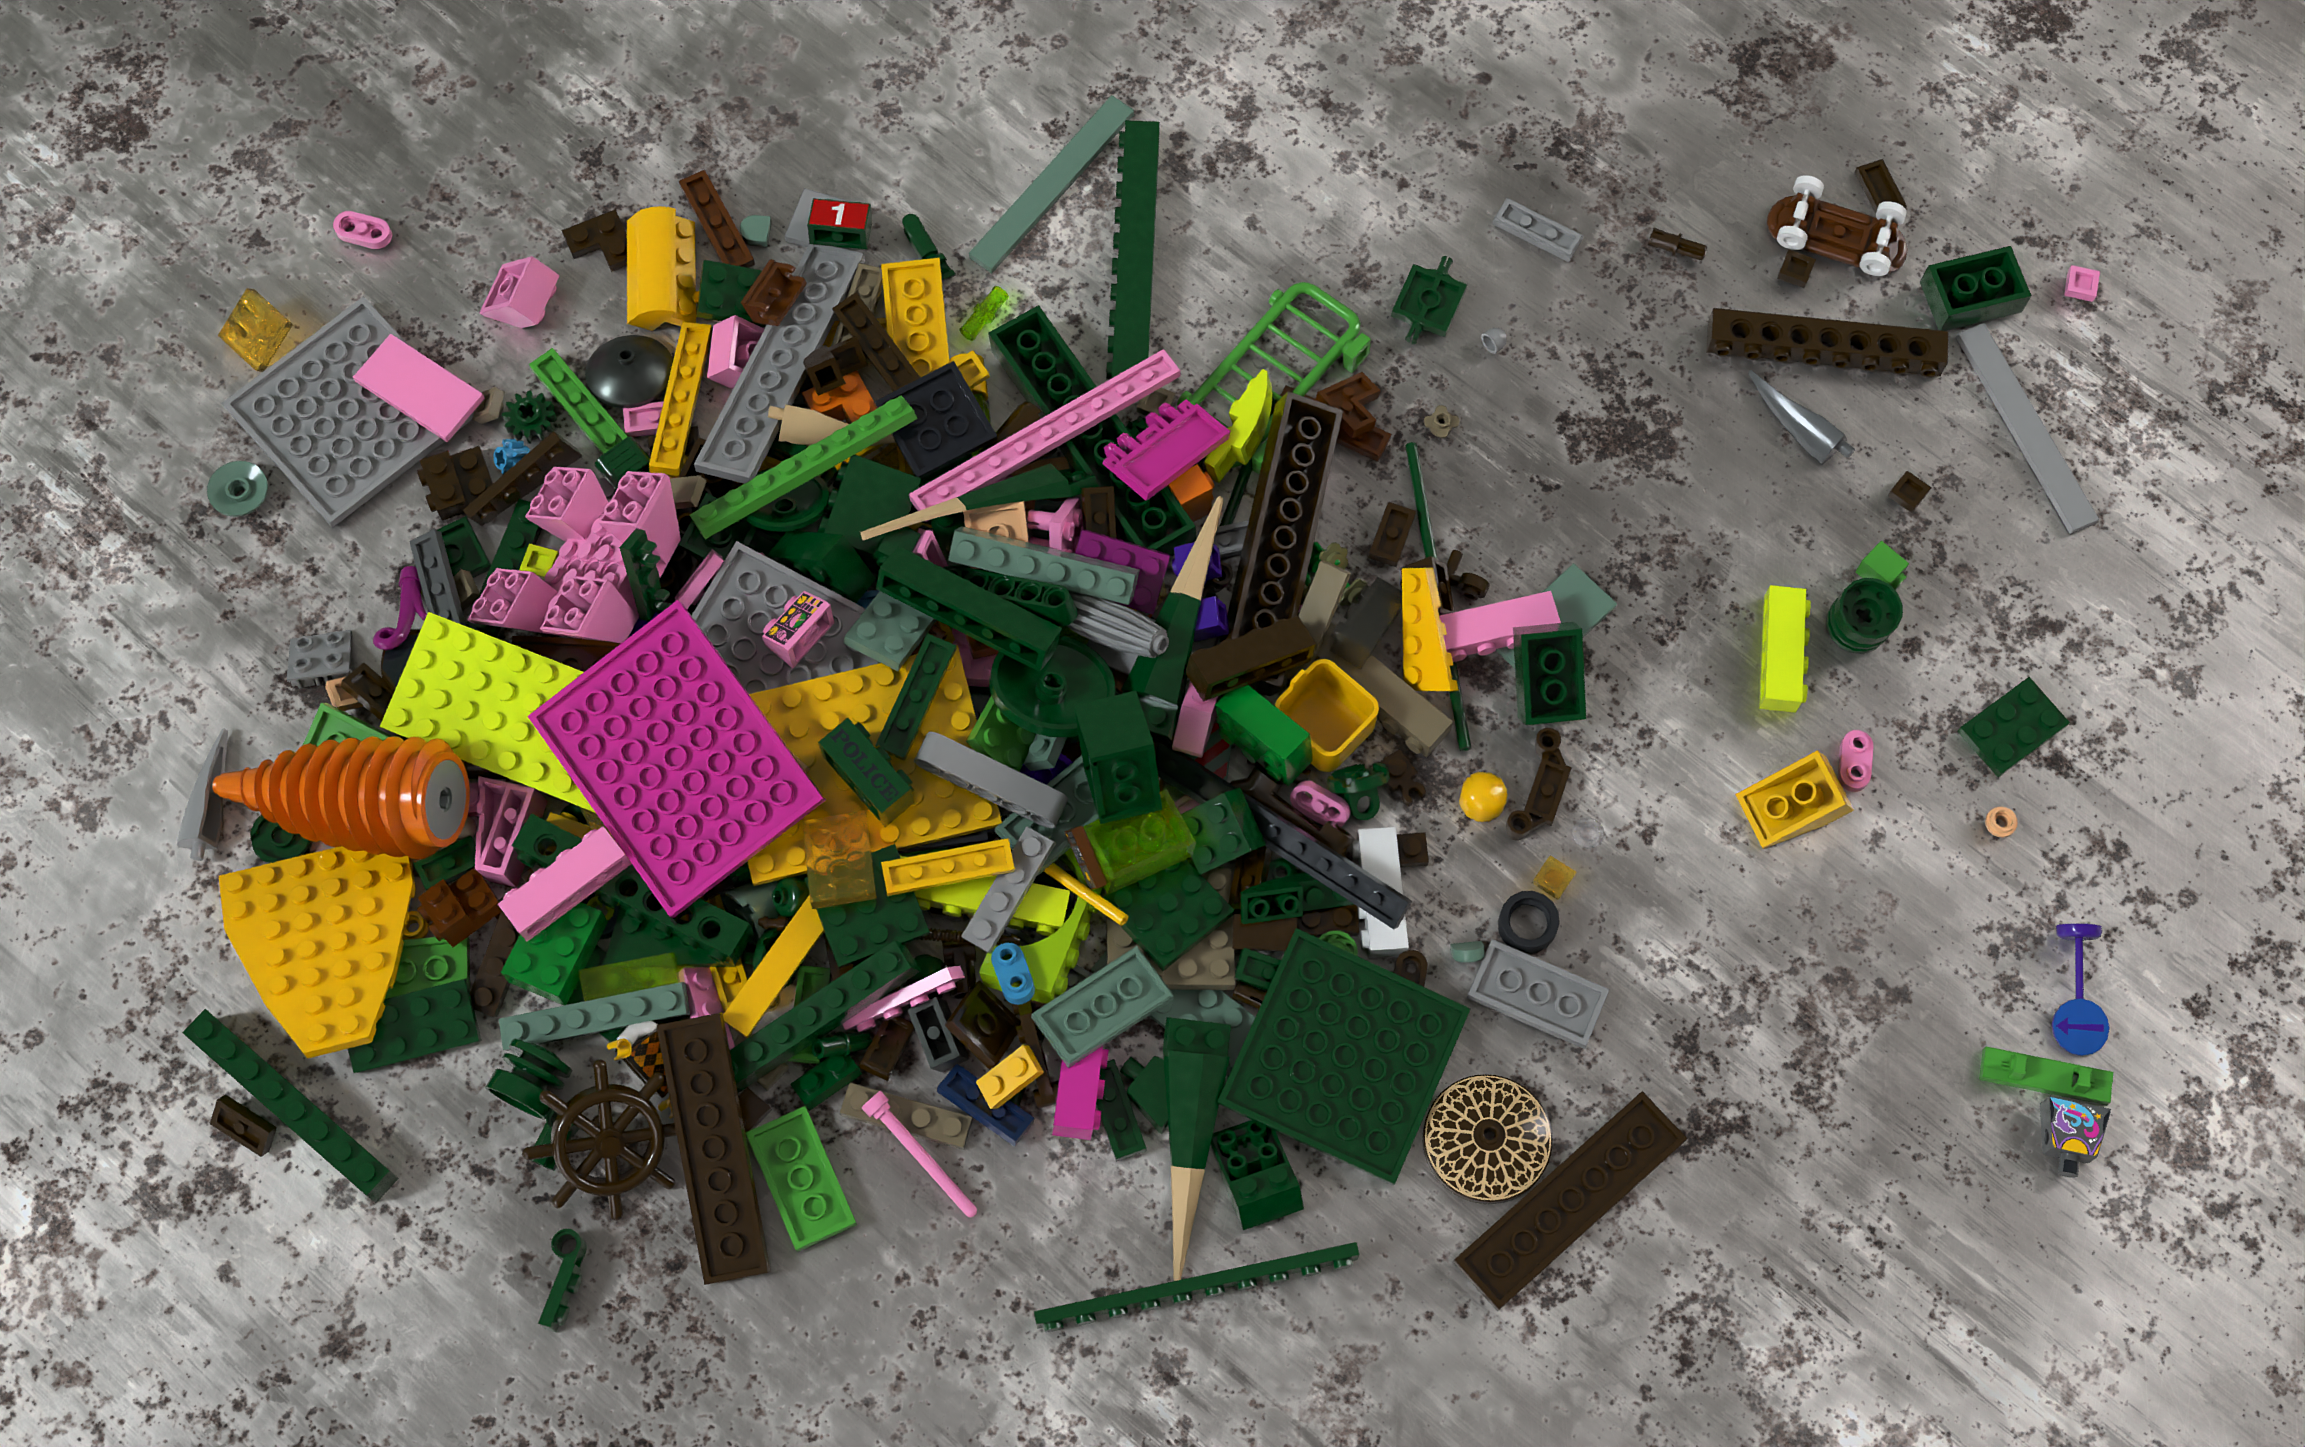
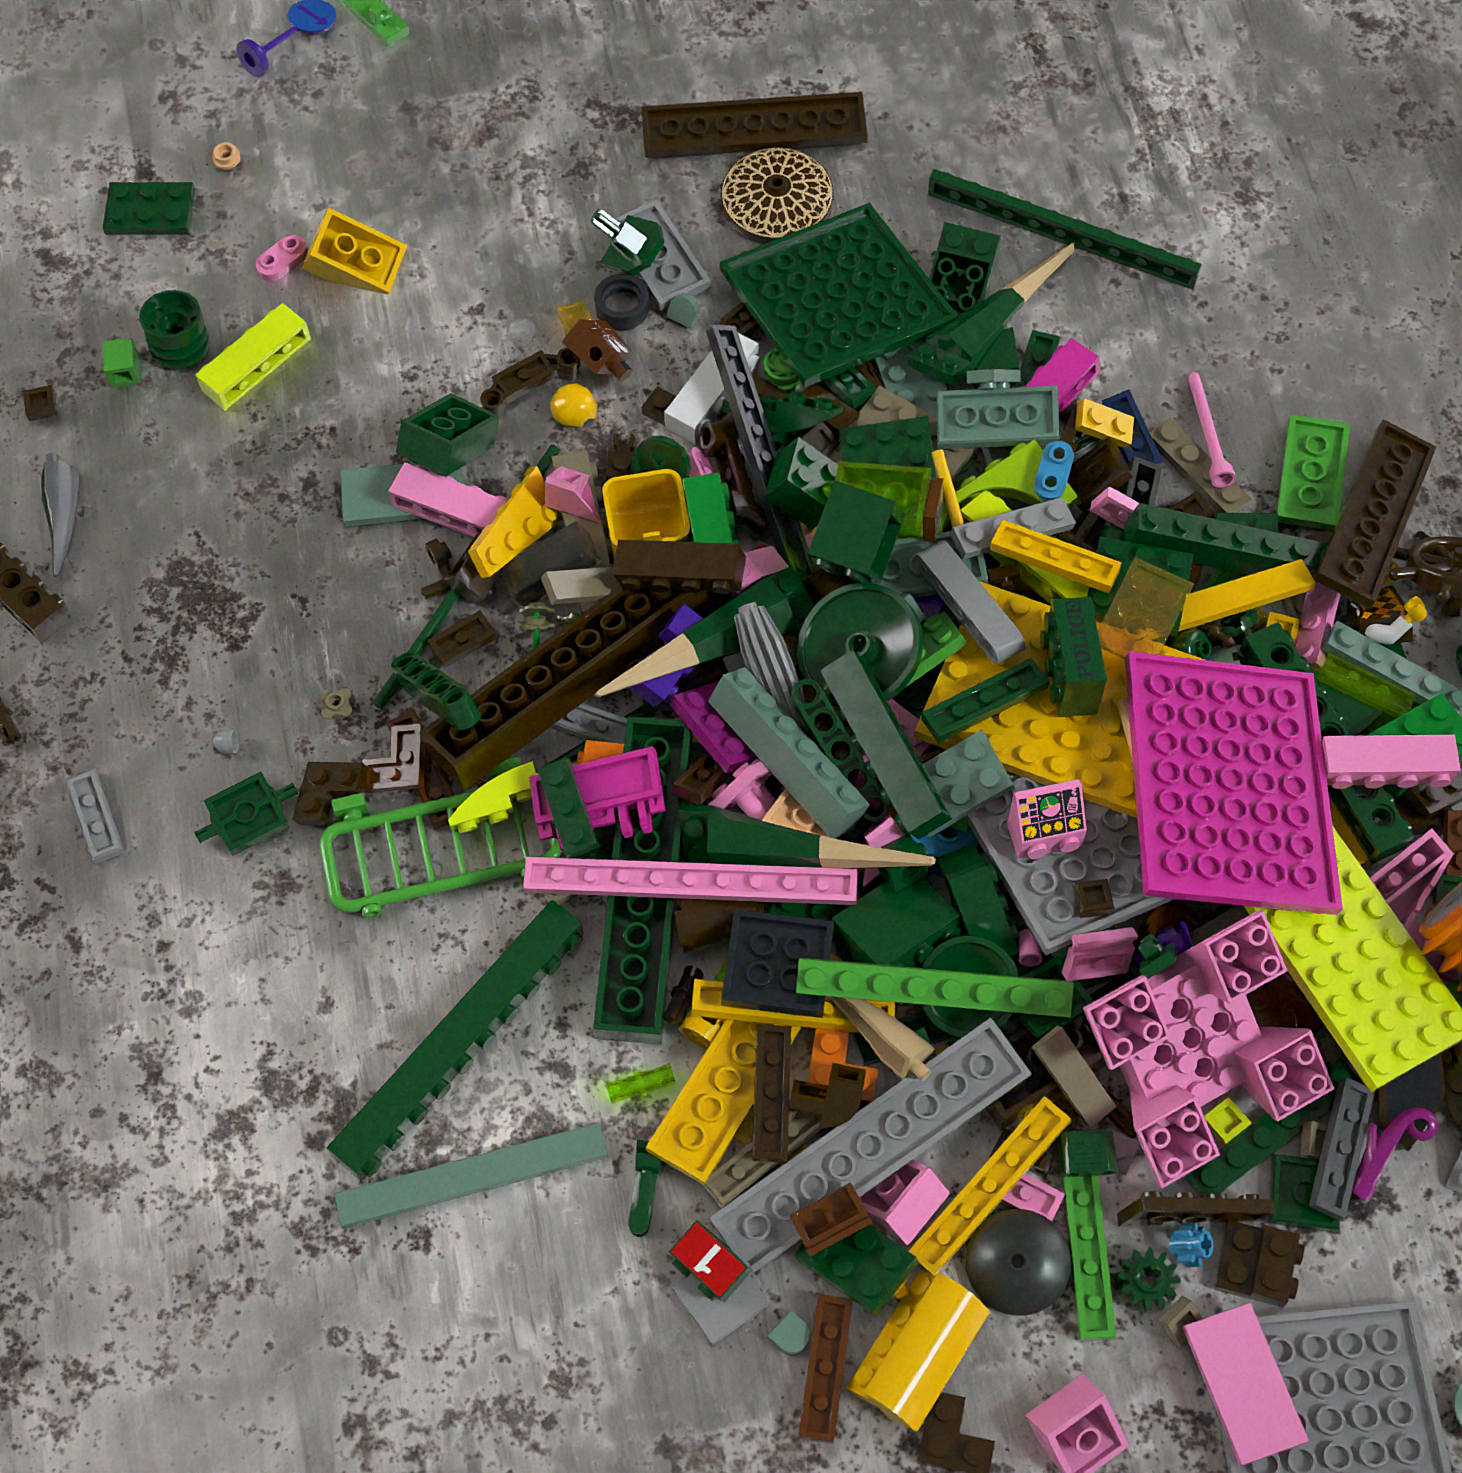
camera: 140 degrees left, 5 degrees down
(726, 602) = (1093, 898): none -> dark brown tile
(998, 384) = (682, 996): none -> dark brown axle
(1133, 1040) = (993, 378): none -> sand green plate
(1177, 420) = (568, 808): none -> dark green plate
(1360, 450) = (436, 690): none -> dark green beam
(1392, 355) = (323, 782): none -> dark brown plate
(1404, 691) = (571, 493): none -> bright pink slope
(1500, 850) = (599, 348): none -> reddish brown torso
(1559, 966) = (632, 244): none -> dark green piece

